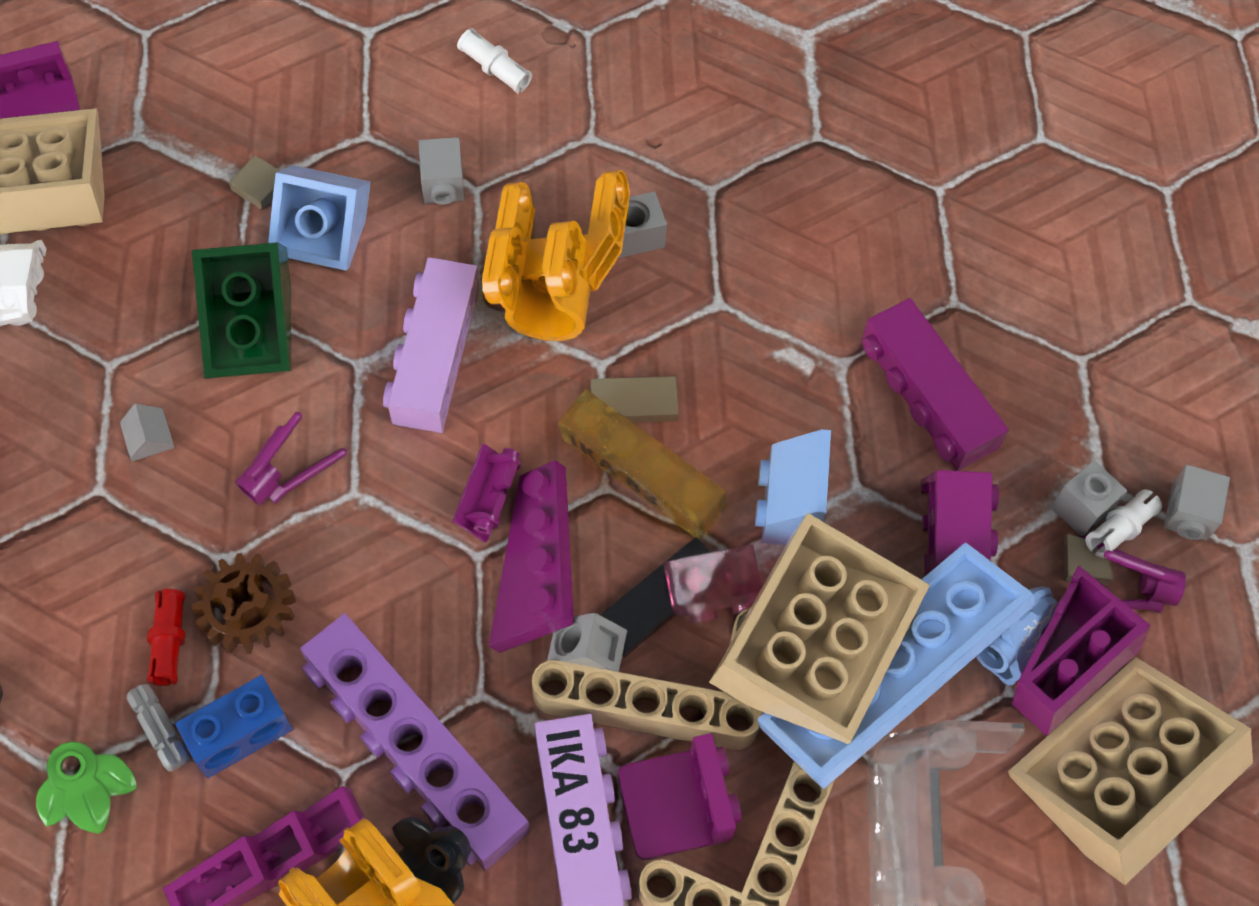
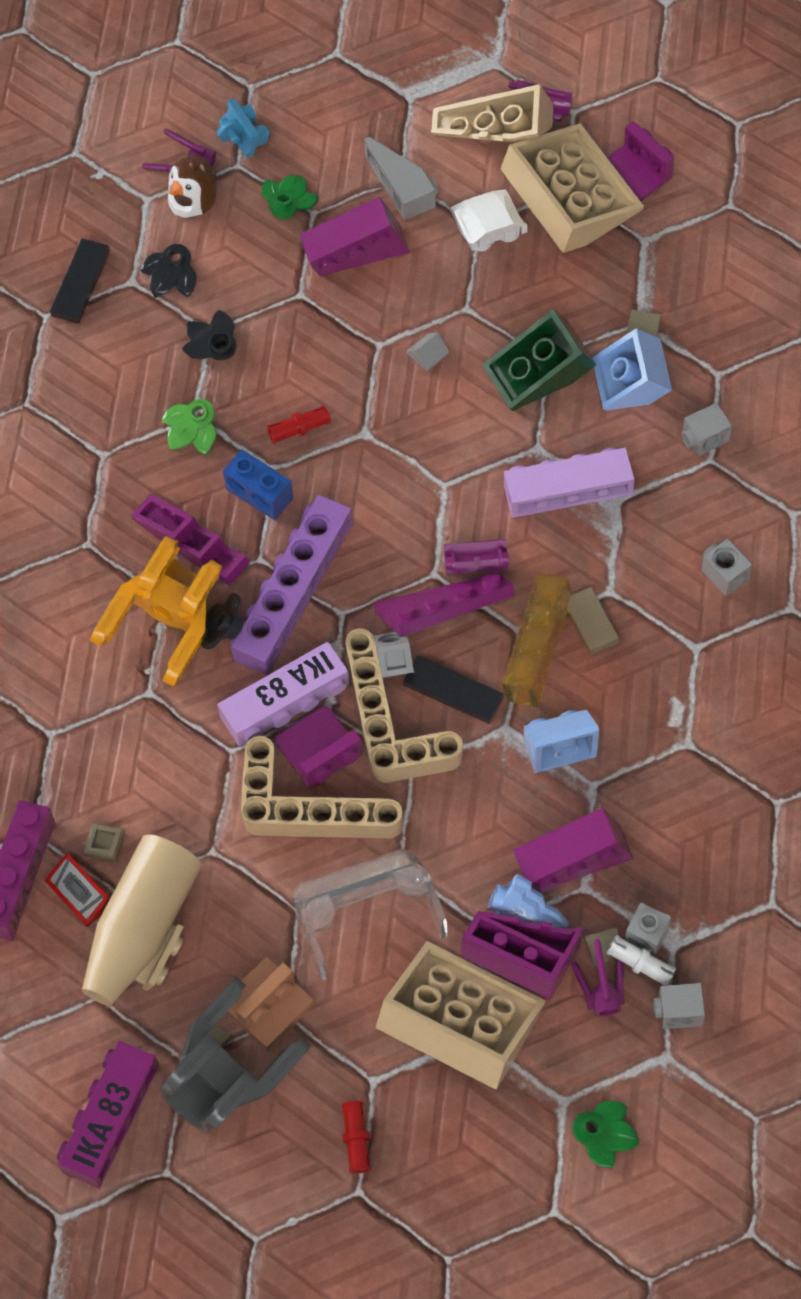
camera: 75 degrees right, 0 degrees up
(158, 727) = (246, 442): light grey axle -> none
(254, 619) = (337, 455): reddish brown gear -> none
(261, 478) = (425, 427): magenta plant -> none
(550, 279) = (647, 524): light orange piece -> none
(713, 582) = (472, 714): clear pink bracket -> none
(821, 632) = (453, 772): tan slope -> none
(933, 385) = (692, 802): magenta brick -> none
(958, 618) = (454, 828): light blue plate -> none

